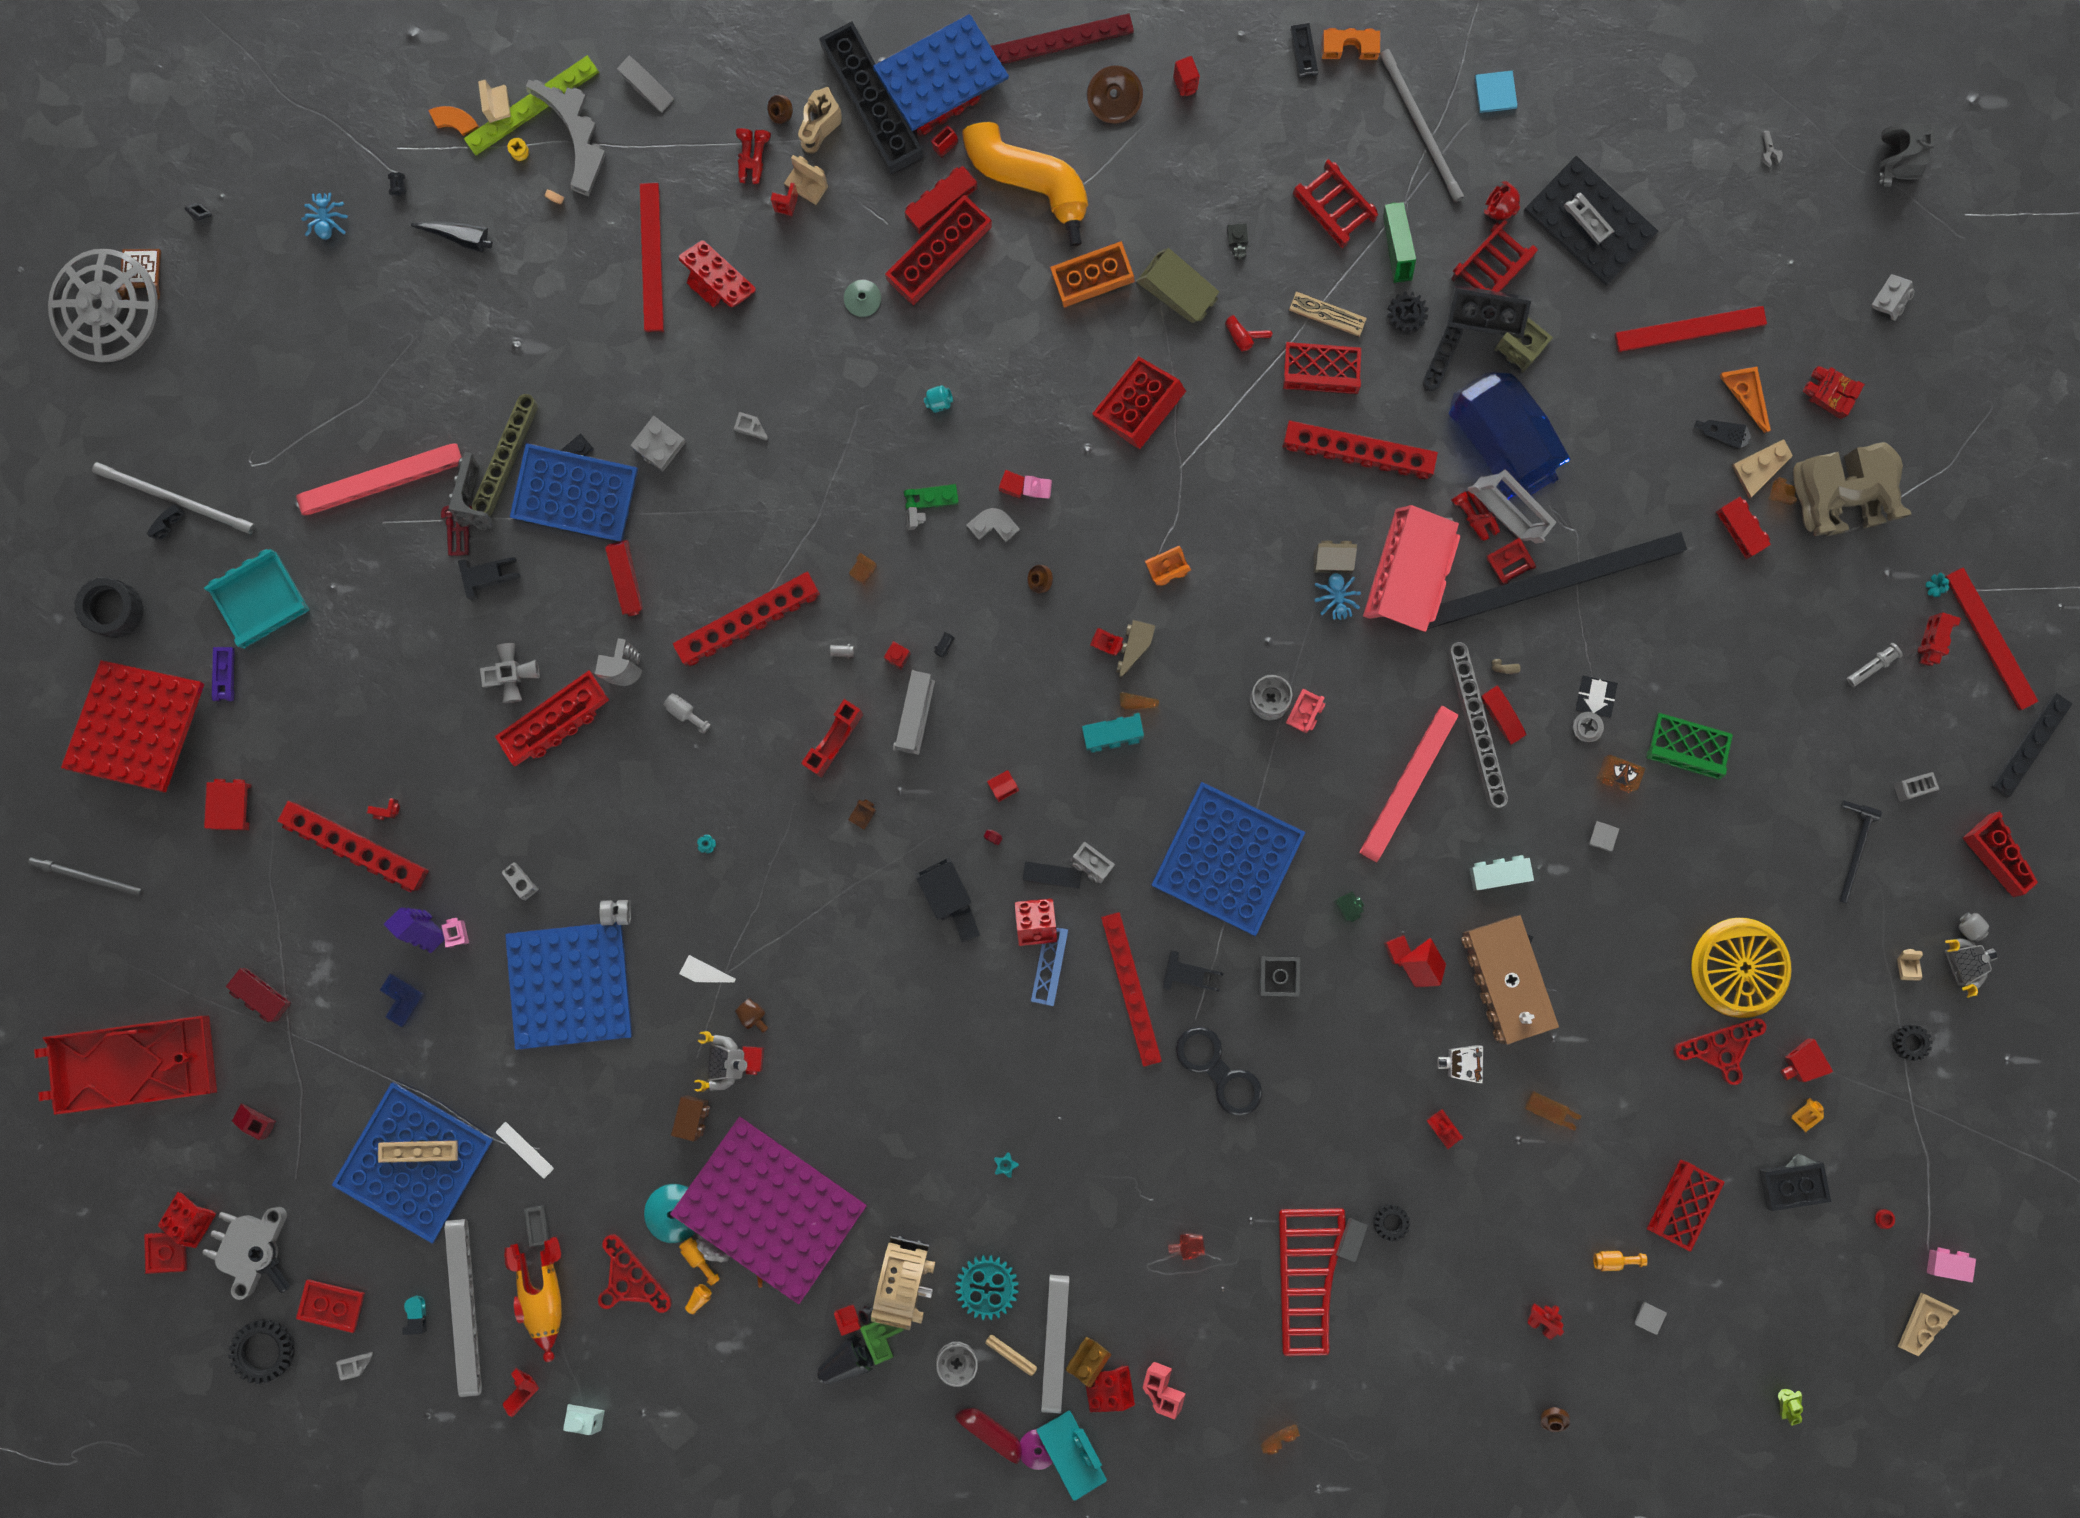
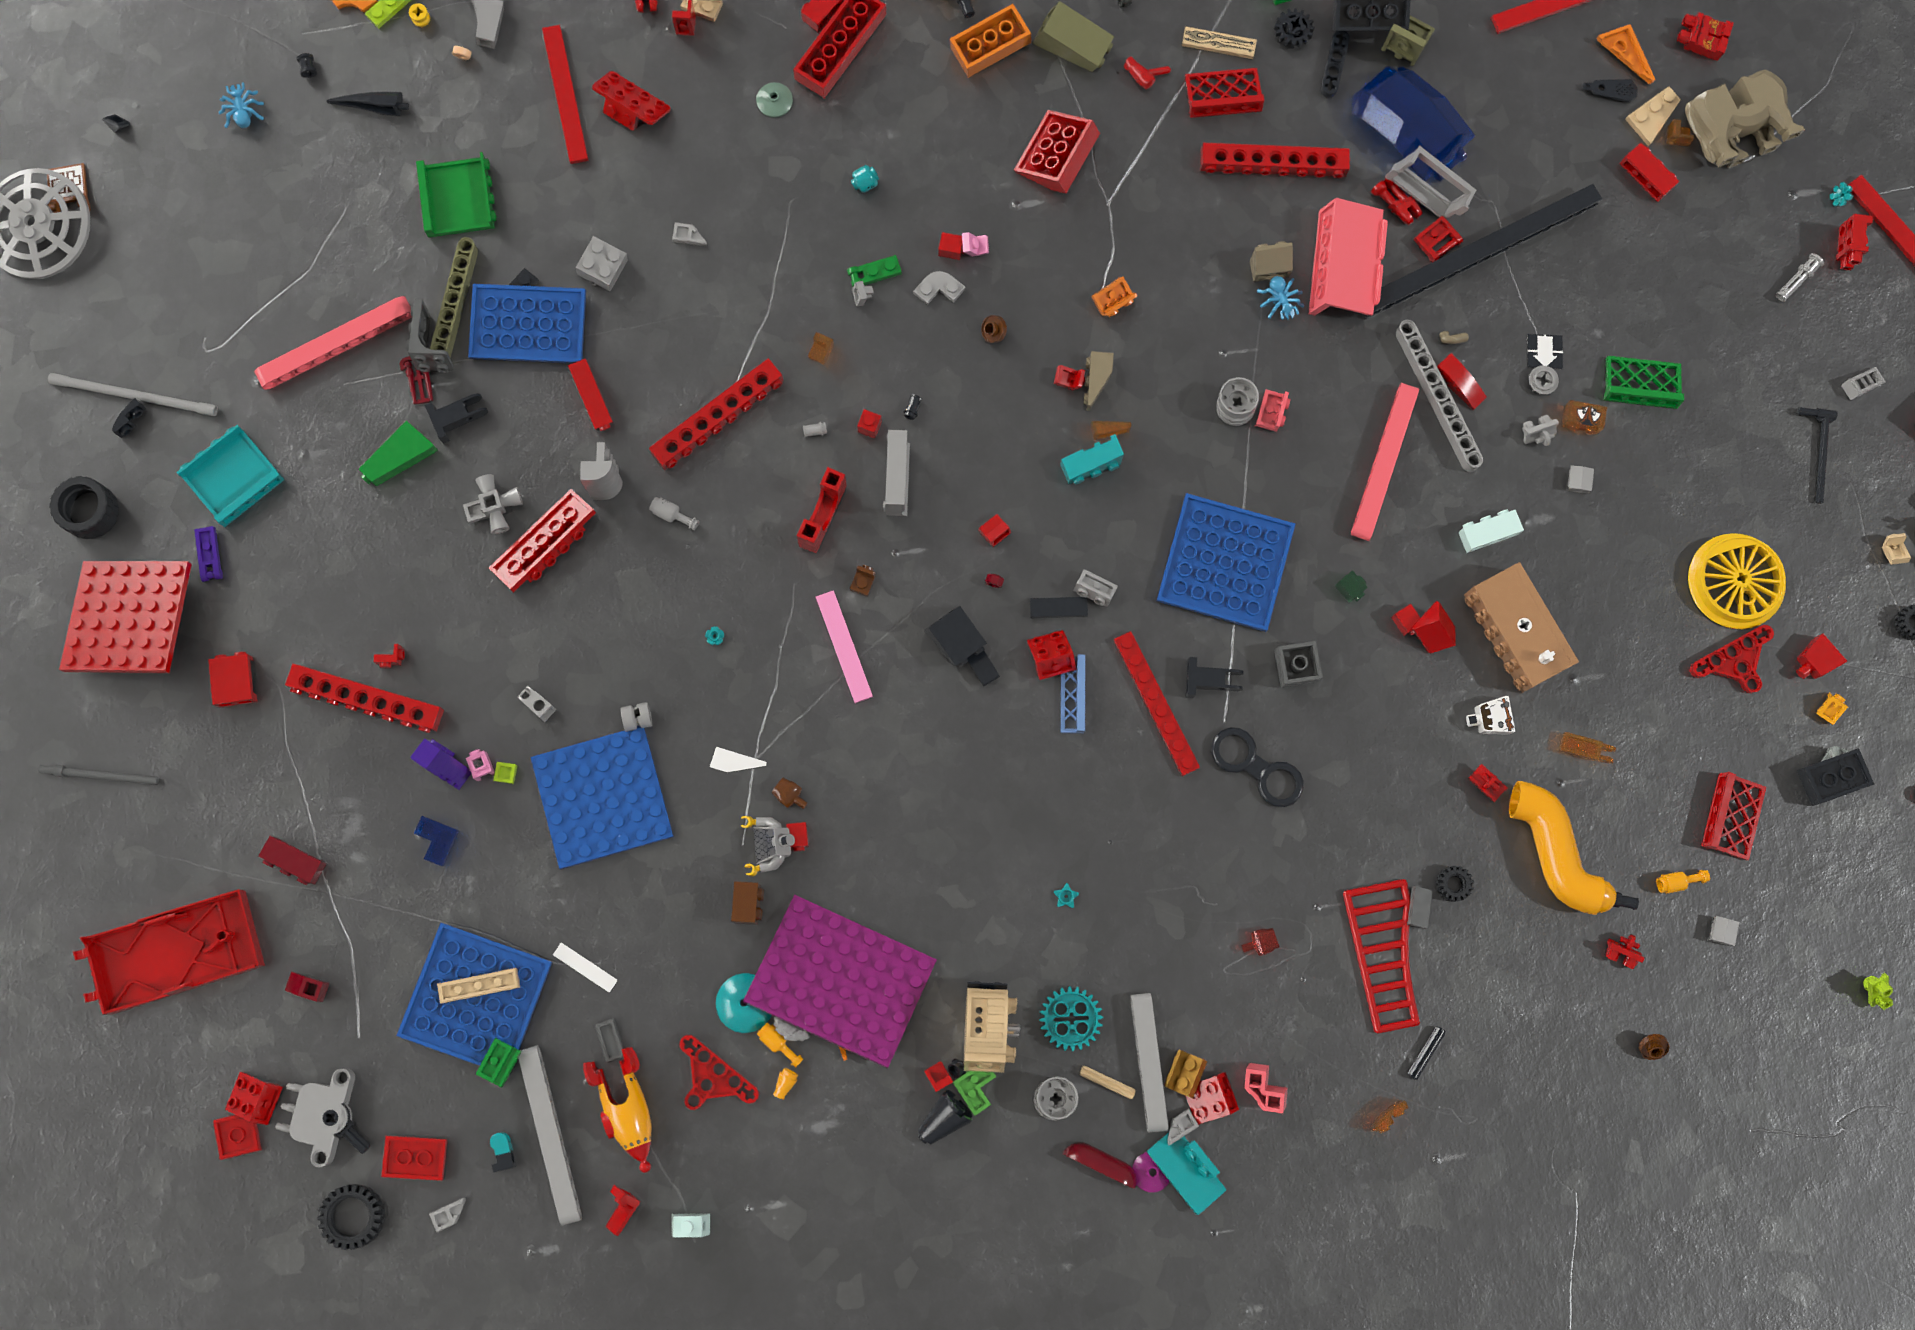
camera: 15 degrees left, 5 degrees down
(424, 1230) = (498, 1062): none -> green plate
(425, 604) = (397, 454): none -> green slope
(478, 944) = (505, 772): none -> lime tile
(524, 347) = (456, 196): none -> green panel
(832, 877) = (844, 647): none -> bright pink tile
(1074, 1411) = (1181, 1125): none -> light grey tile
(1329, 1384) = (1426, 1053): none -> black axle
(1501, 1213) = (1560, 854): none -> light orange animal
(1574, 782) = (1541, 432): none -> light grey hips

